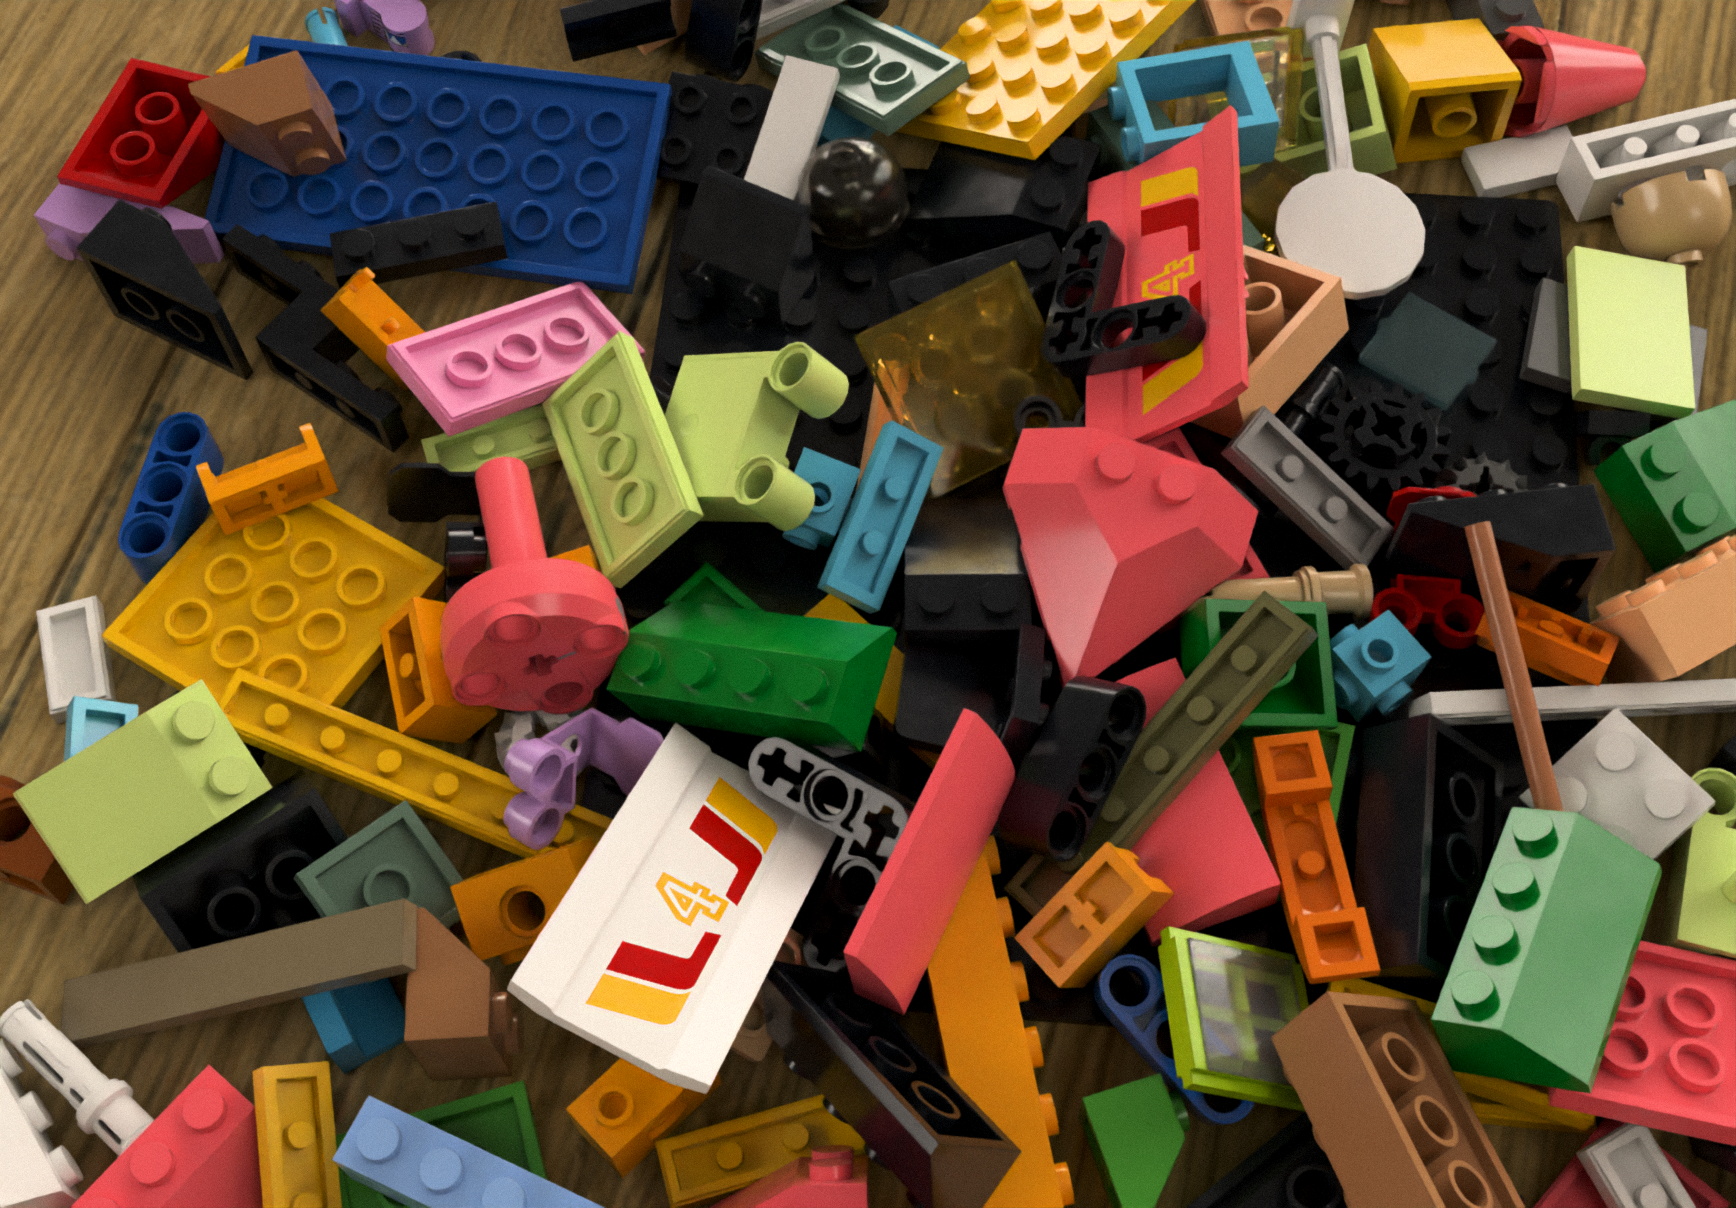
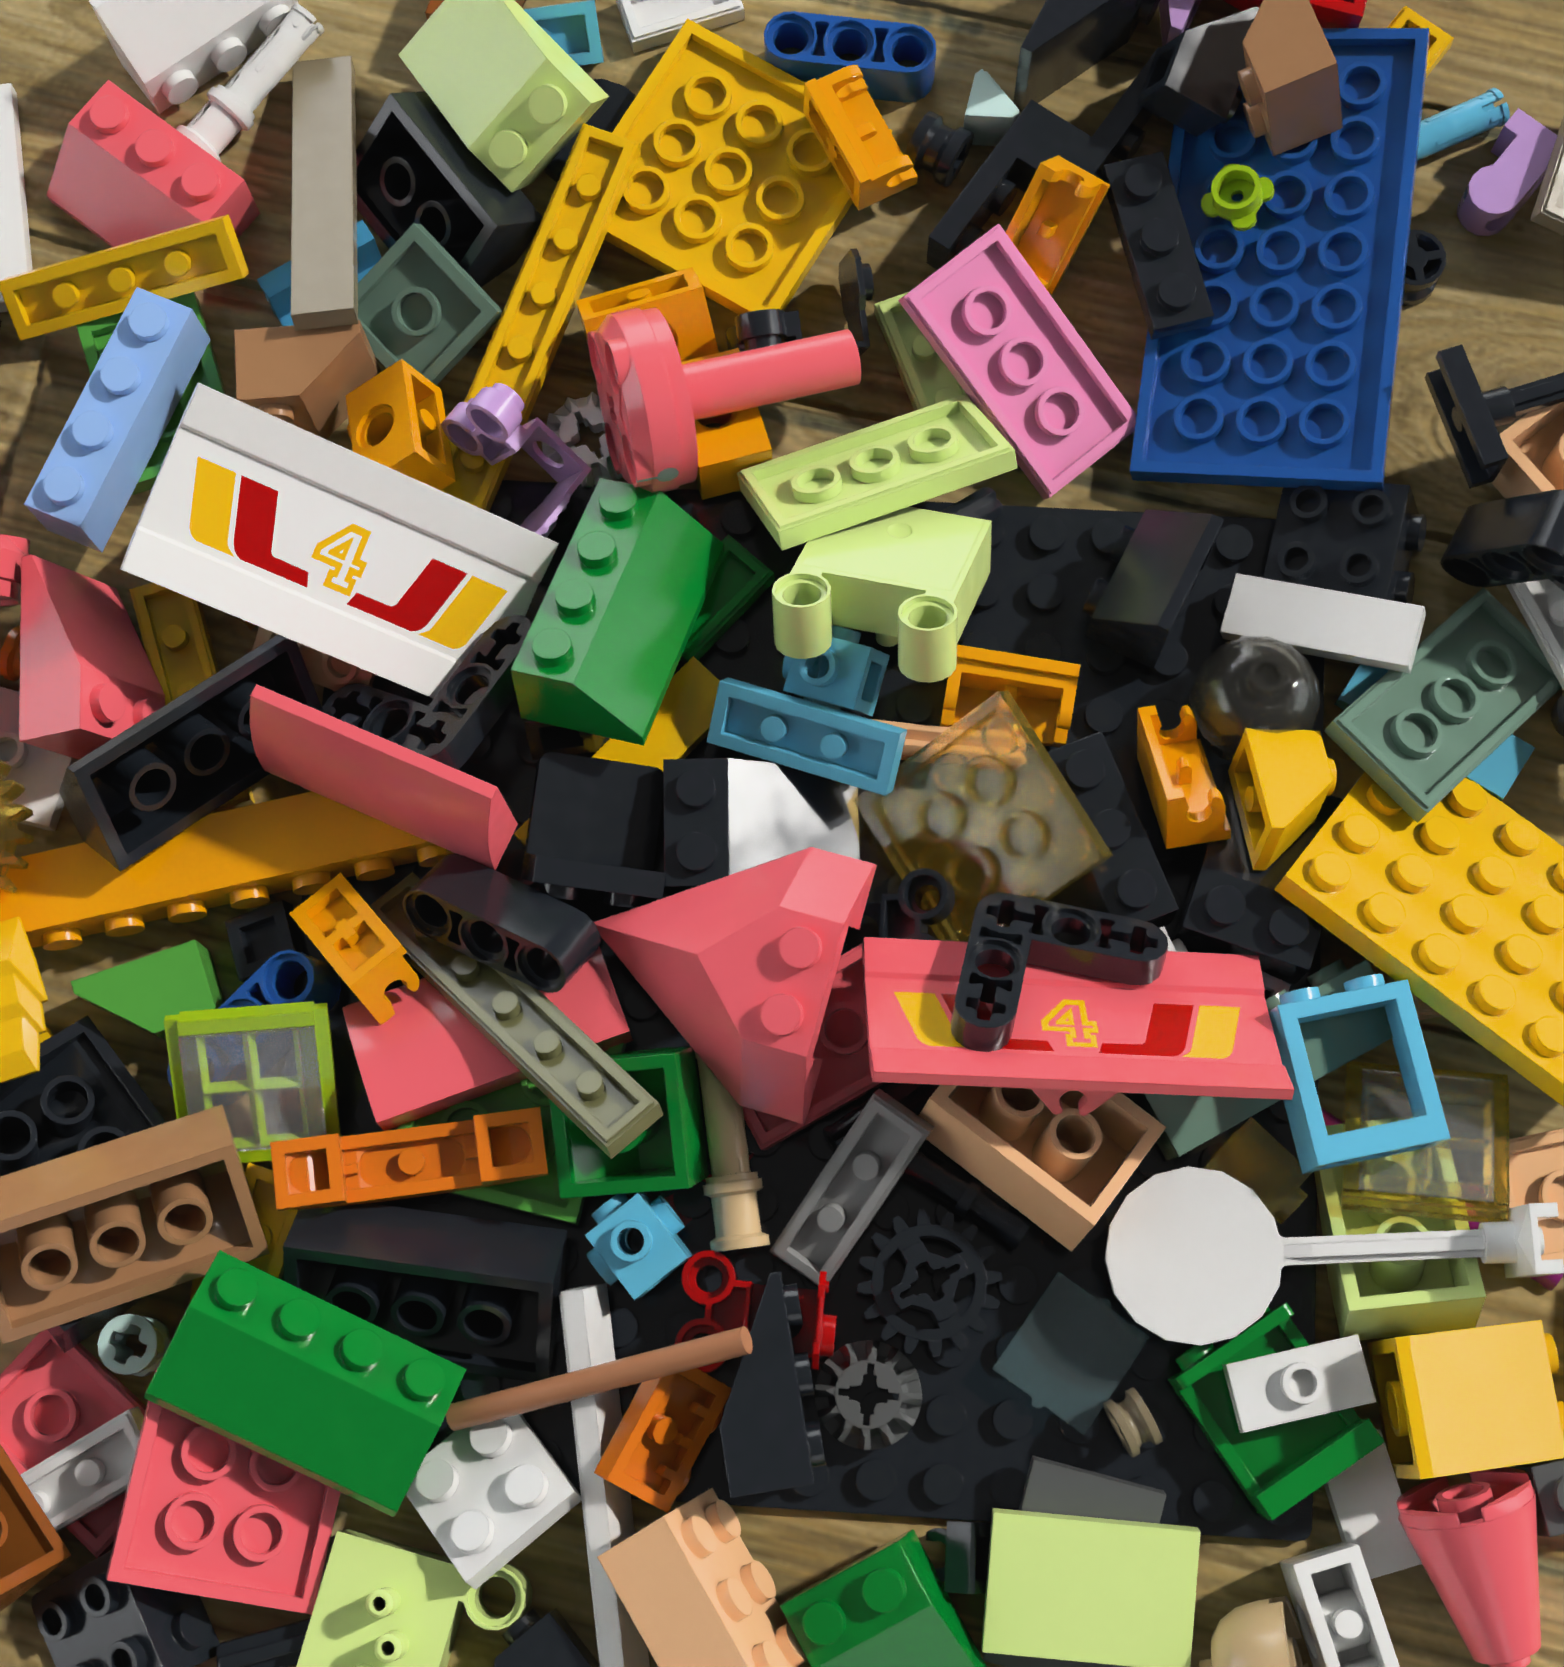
camera: 90 degrees right, 15 degrees up
(254, 386) = (988, 111): none -> light aqua slope
(259, 197) = (1196, 74): none -> black slope
(280, 424) = (939, 148): none -> black wheel
(374, 171) = (1237, 180): none -> lime plate
(836, 343) = (1039, 686): none -> light orange hinge
(931, 241) = (1180, 781): none -> light orange hinge
(944, 164) = (1279, 789): none -> yellow slope
(1075, 1042) = (261, 935): none -> black plate
(1442, 181) = (1299, 1383): none -> white plate
(1477, 202) = (1277, 1462): none -> green panel
(1485, 298) = (1132, 1422): none -> dark tan bush
(1531, 1155) = (120, 1357): none -> light aqua bush

